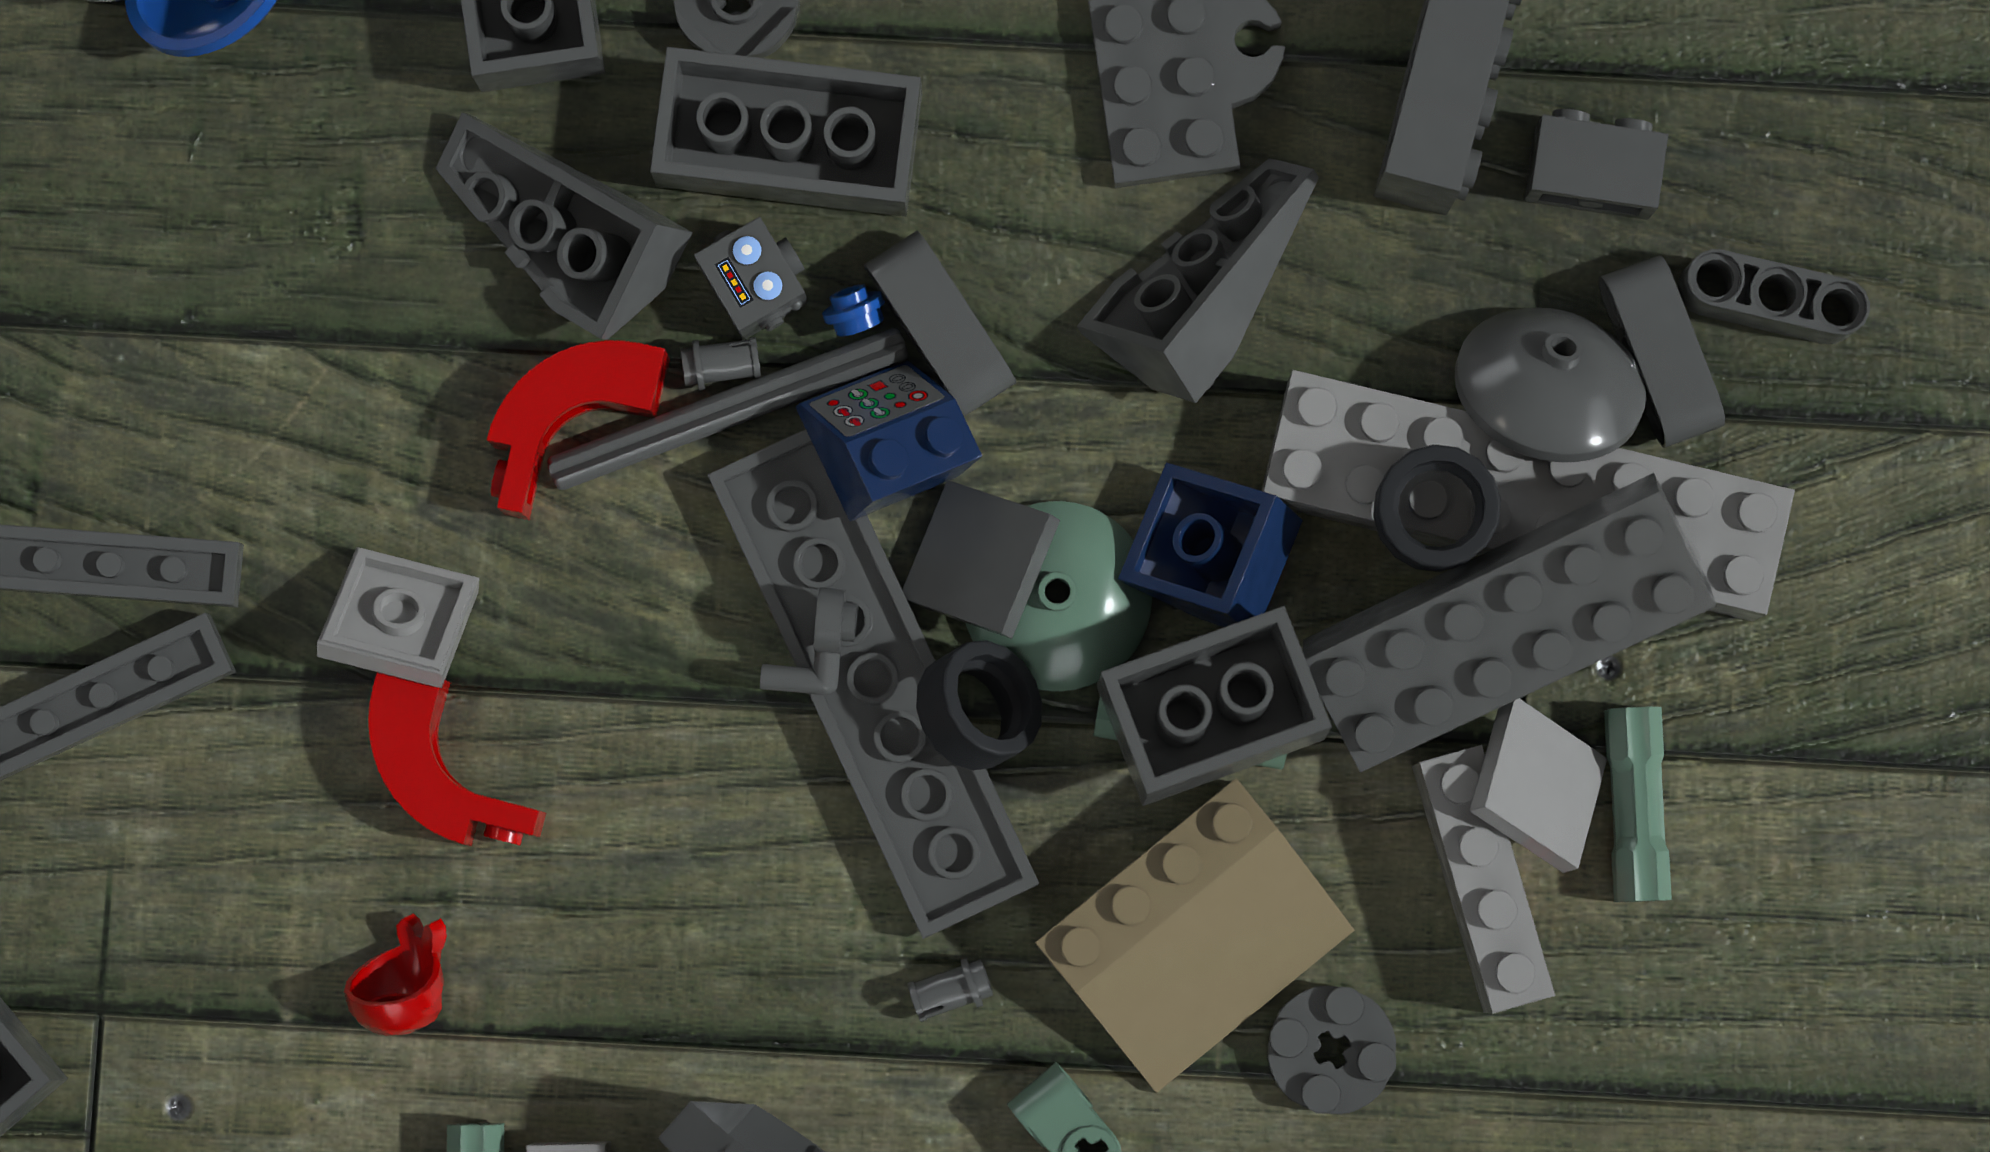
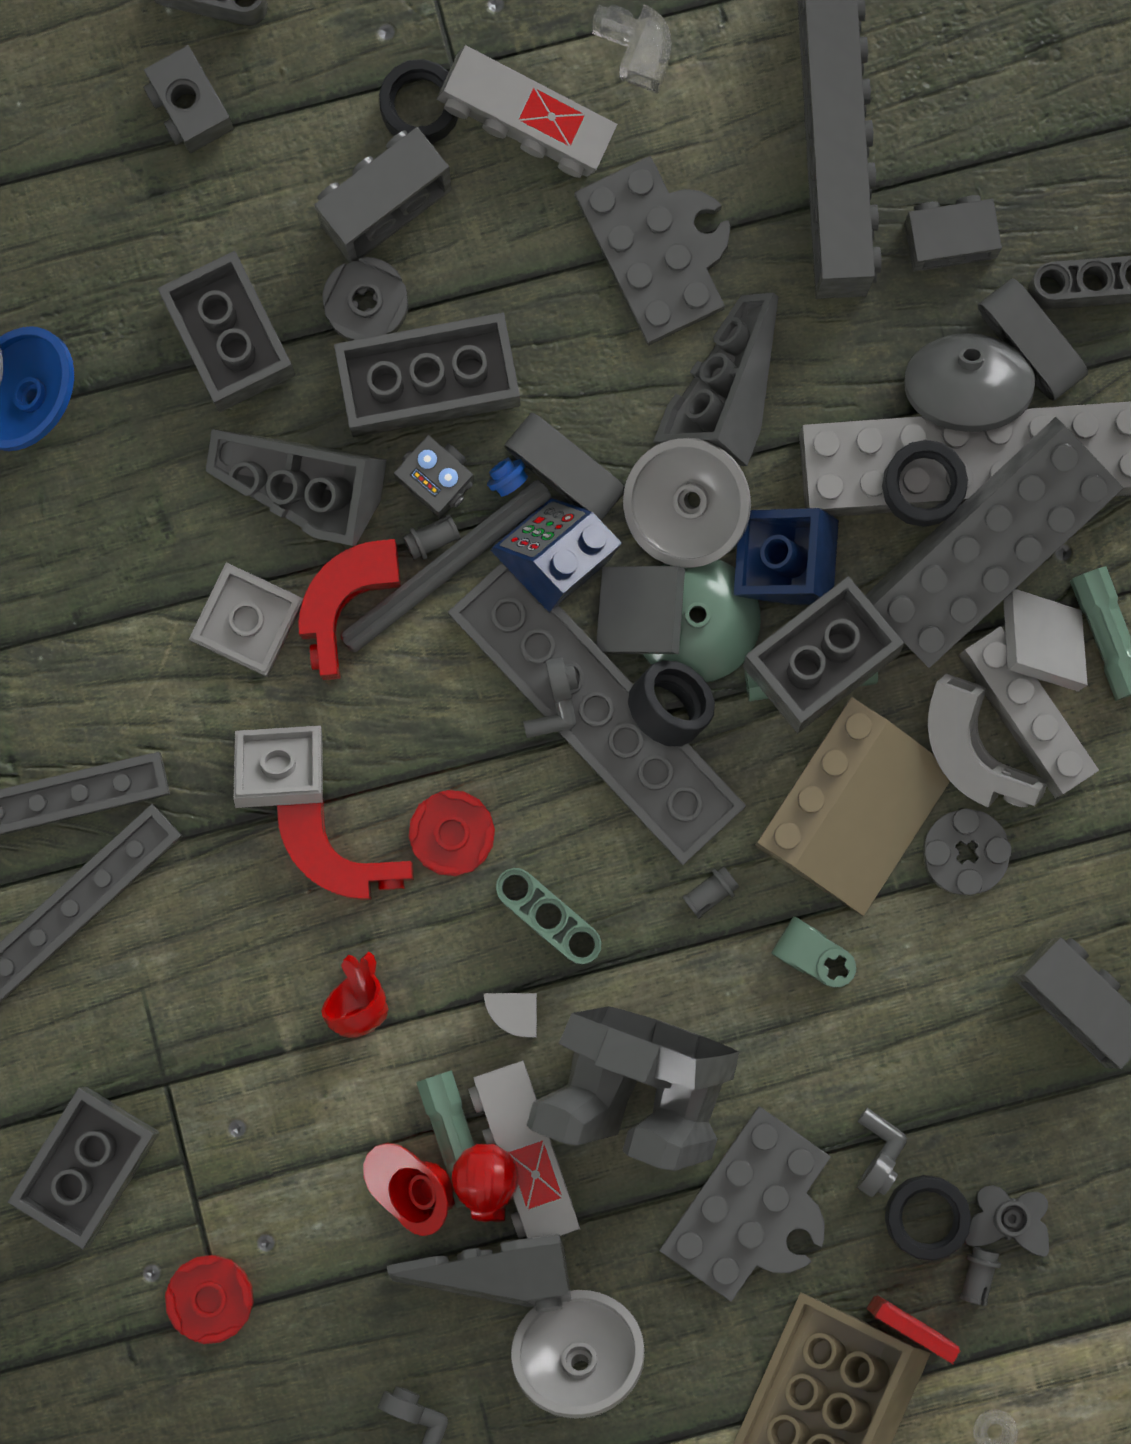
camera: 20 degrees left, 0 degrees up
(424, 395) = (246, 619): none -> light grey tile
(613, 788) = (451, 833): none -> red tile
(616, 1071) = (513, 1012): none -> light grey brick
(684, 929) = (537, 897): none -> sand green beam
(1056, 433) = (660, 510): none -> light grey dish
(1370, 909) = (963, 756): none -> light grey arch

